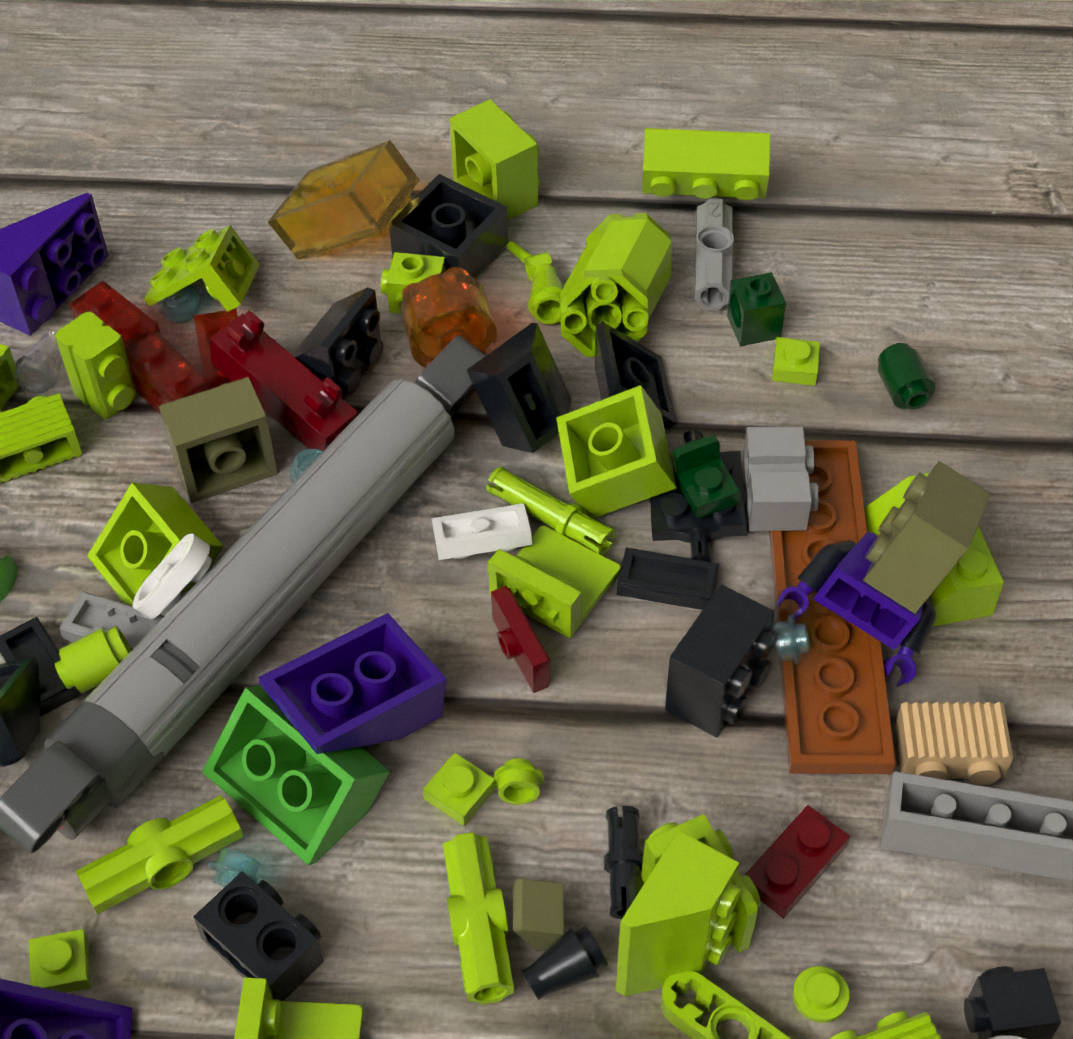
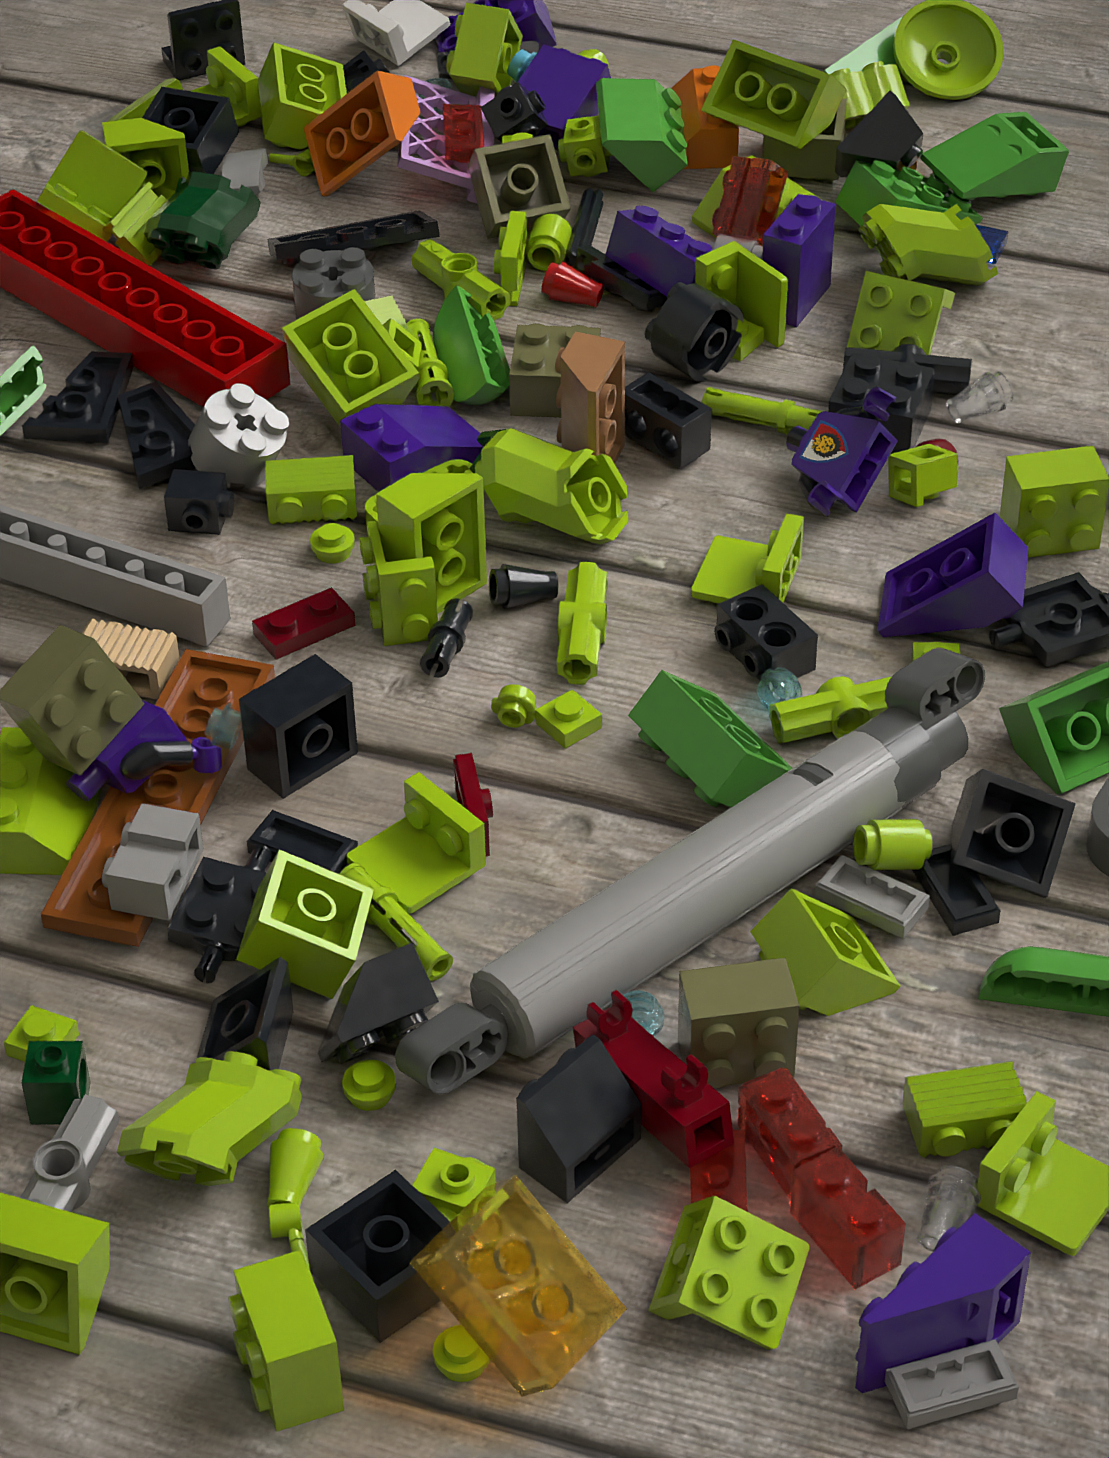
camera: 165 degrees left, 10 degrees down
(96, 365) = (878, 1136): lime brick -> none
(164, 585) = (807, 870): white plate -> none
(359, 688) = (642, 757): dark purple slope -> none
(442, 309) = (430, 1107): clear orange brick -> none
(481, 532) = (474, 907): white plate -> none
(538, 912) = (530, 609): olive slope -> none
(704, 477) = (226, 881): dark green bracket -> none

